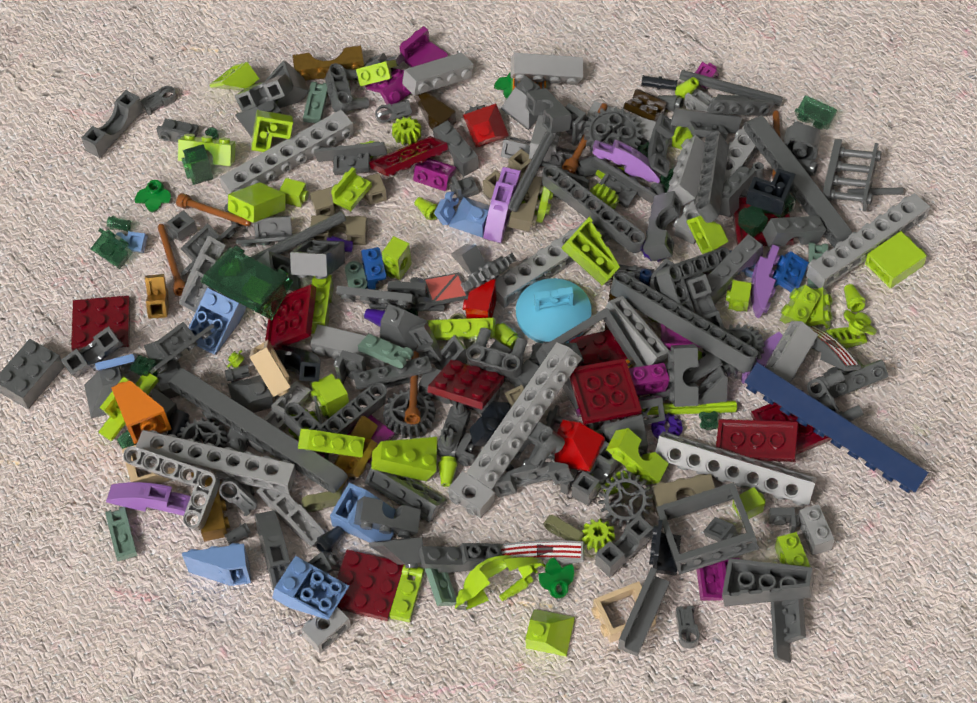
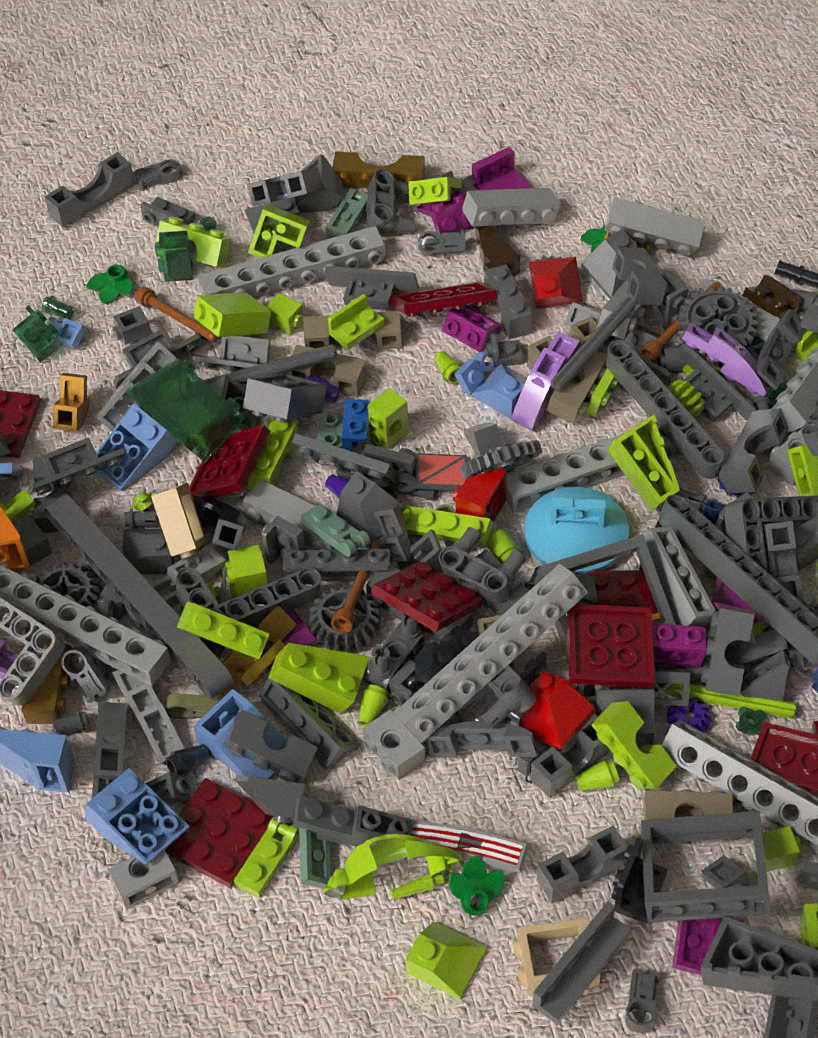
camera: 15 degrees right, 5 degrees down
(143, 365) = (20, 482): clear green bracket -> none
(178, 284) = (105, 392): dark orange piece -> none
(178, 420) = (44, 560): black cone -> none
(236, 78) = (259, 167): lime slope -> none
(406, 130) = (451, 268): lime gear -> none
(562, 529) = (504, 821): olive piece -> none
(597, 528) = (551, 831): lime gear -> none
(609, 506) = (597, 775): dark grey gear -> none

